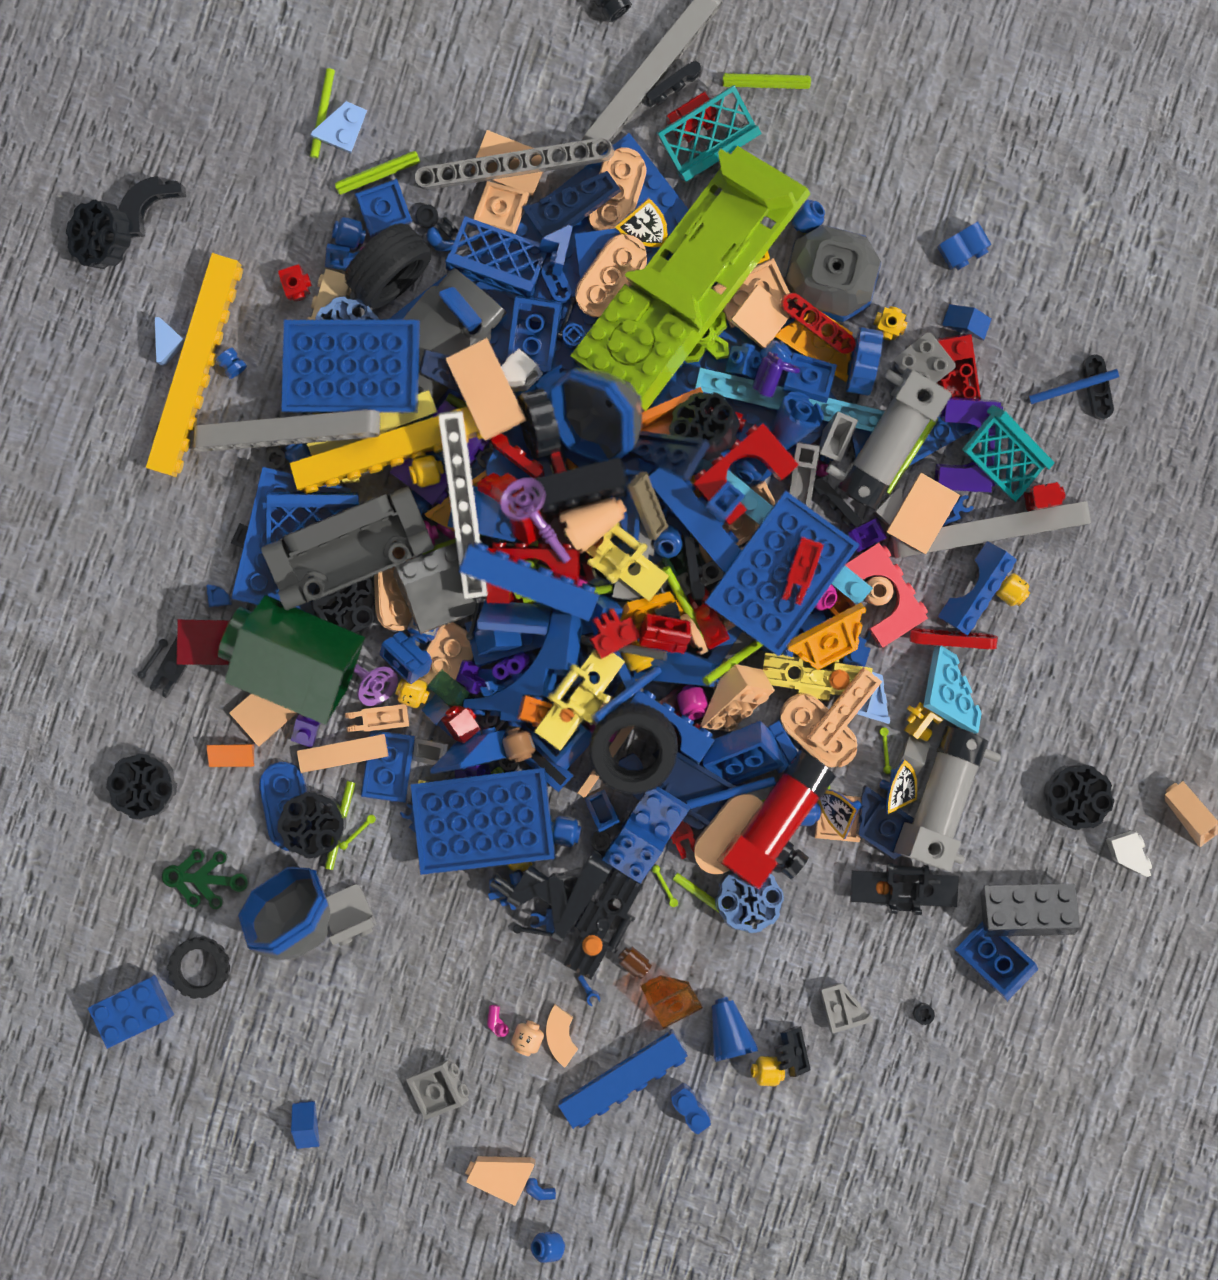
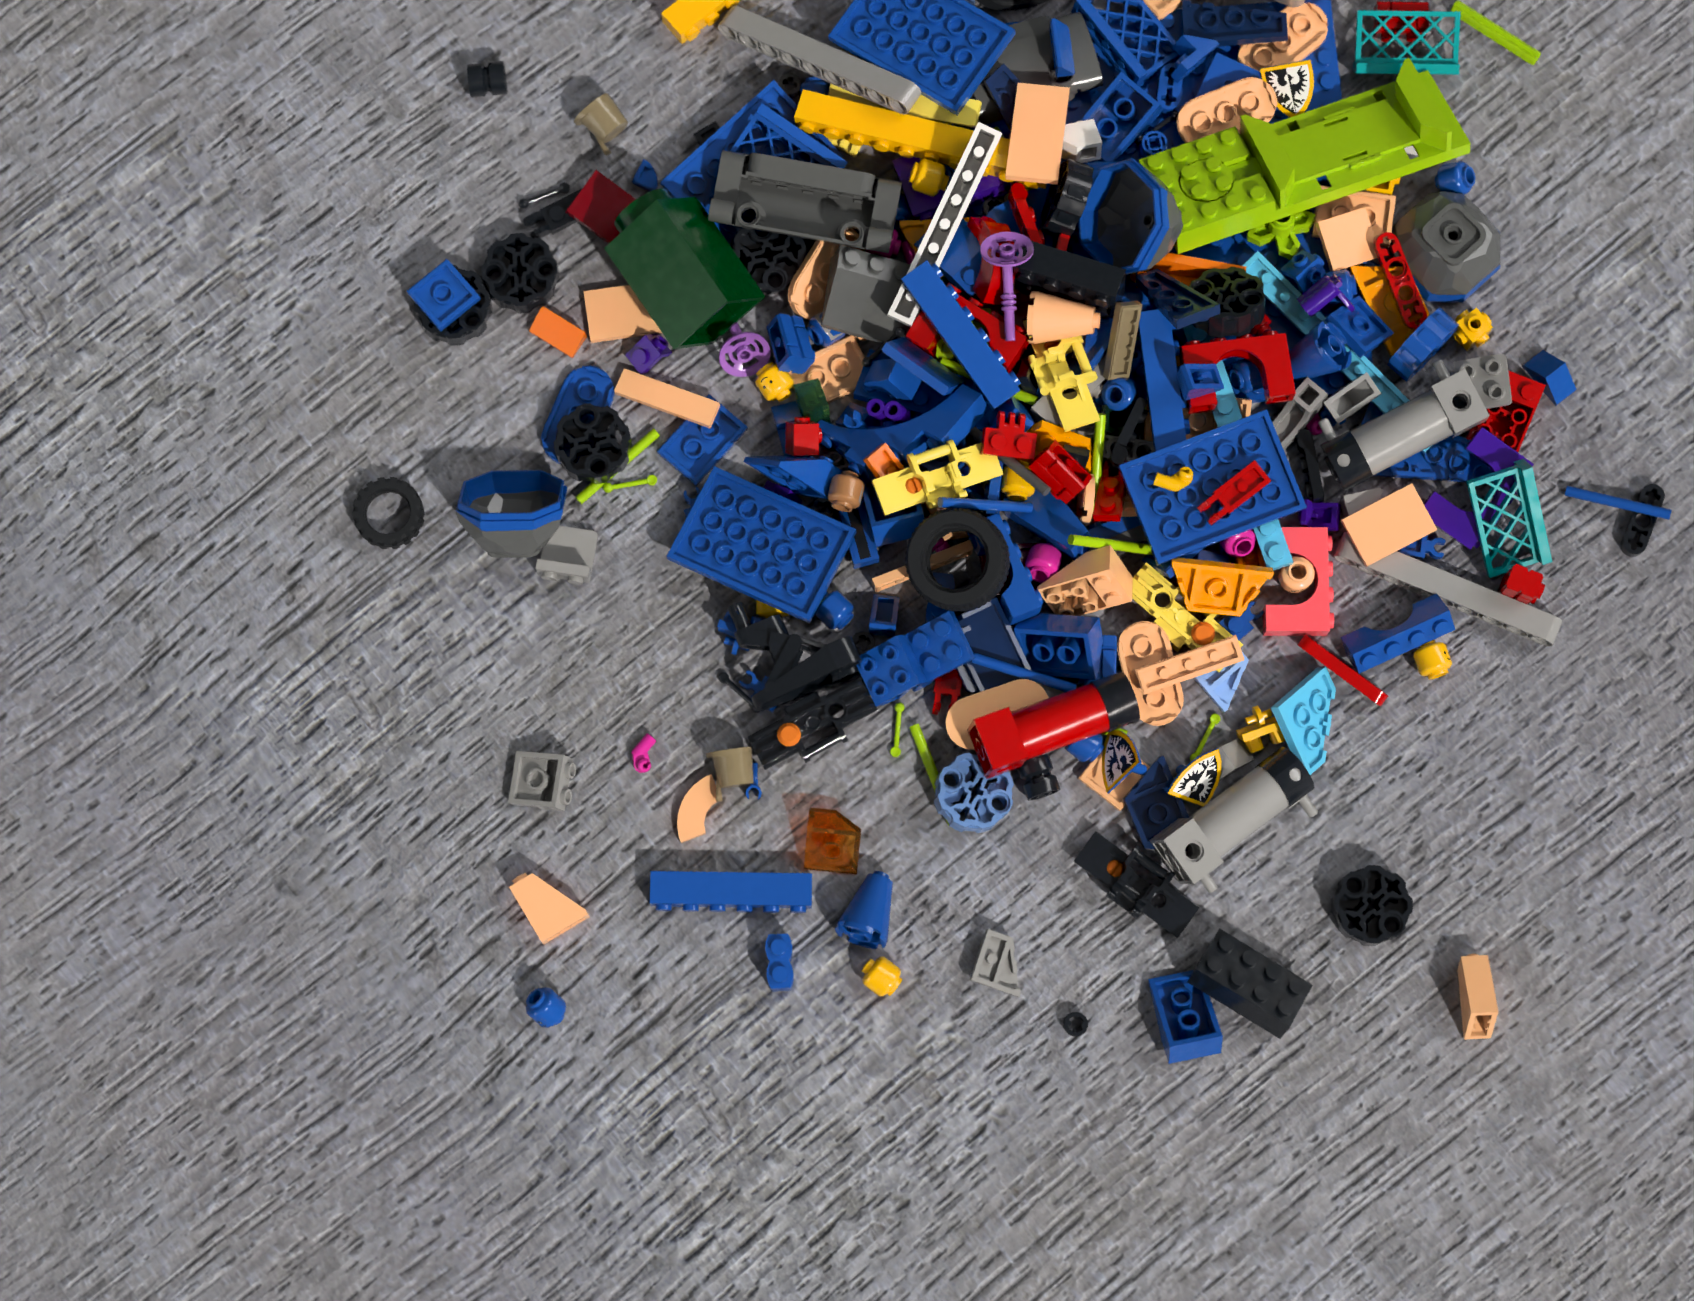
camera: 30 degrees right, 10 degrees down
(50, 600) = (487, 79): none -> black wheel
(130, 787) = (443, 295): none -> blue plate
(131, 1011) = (295, 511): blue brick -> none
(157, 576) = (602, 120): none -> dark tan hat
(167, 750) = (501, 288): none -> black connector
(201, 878) = (449, 430): dark green plant -> none
(305, 1125) = (386, 733): blue slope -> none
(380, 718) = (725, 388): light nougat hinge -> none
(429, 751) = (751, 445): light grey slope -> none
(469, 677) = (841, 400): dark purple bracket -> none
(527, 1038) = (663, 788): light nougat head -> none
(537, 1192) = (570, 949): blue arm -> none
(567, 993) = (732, 768): none -> dark tan hat
(634, 962) = (818, 782): reddish brown brick -> none
(754, 589) = (1176, 481): none -> yellow arm
(793, 1052) = (919, 973): black hinge -> none
(920, 441) = (1413, 464): lime bar -> none
(963, 246) = (1592, 302): blue brick -> none
(1128, 851) = (1386, 995): white slope -> none

